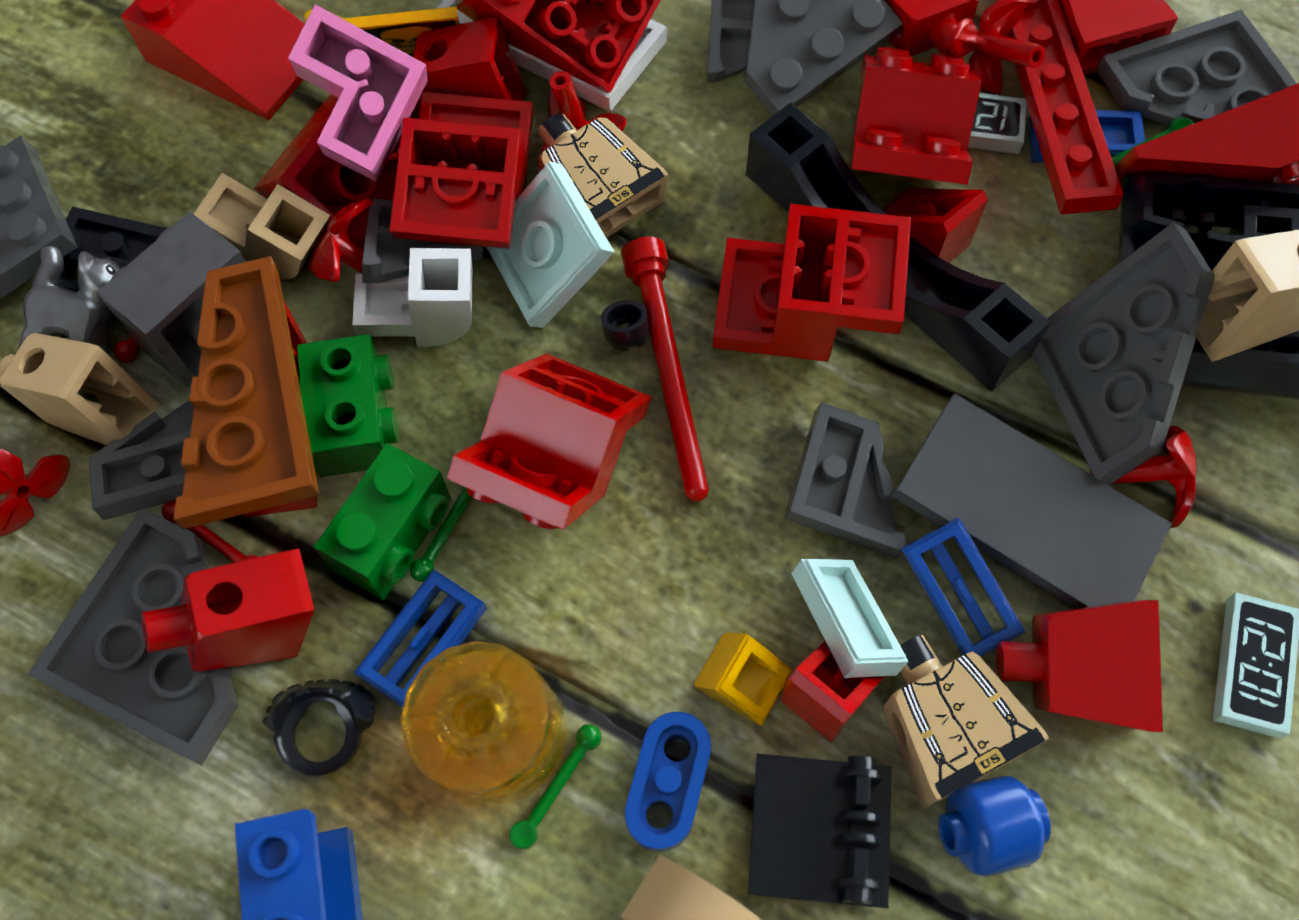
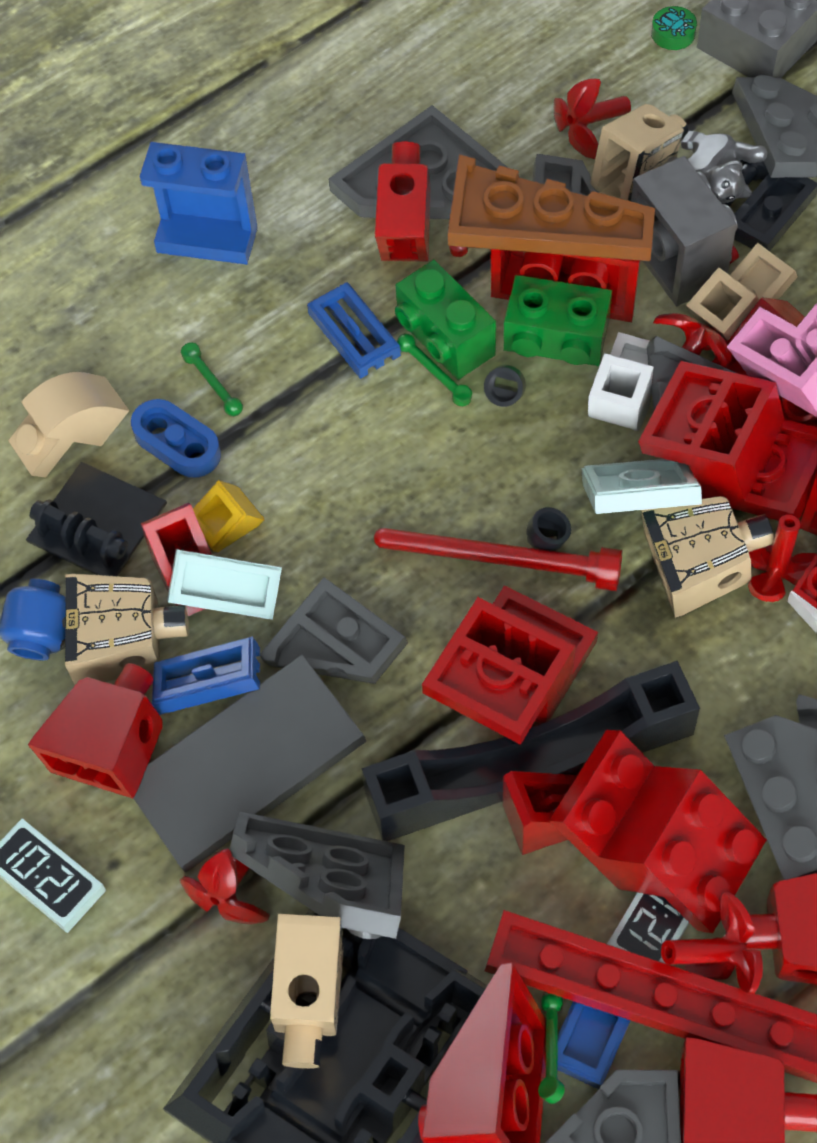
camera: 115 degrees right, 5 degrees down
(352, 704) = (329, 277): black piece -> none
(451, 705) = (260, 331): clear yellow wheel -> none
(454, 436) = (502, 394): none -> black hinge
(549, 441) = (459, 435): red bracket -> none

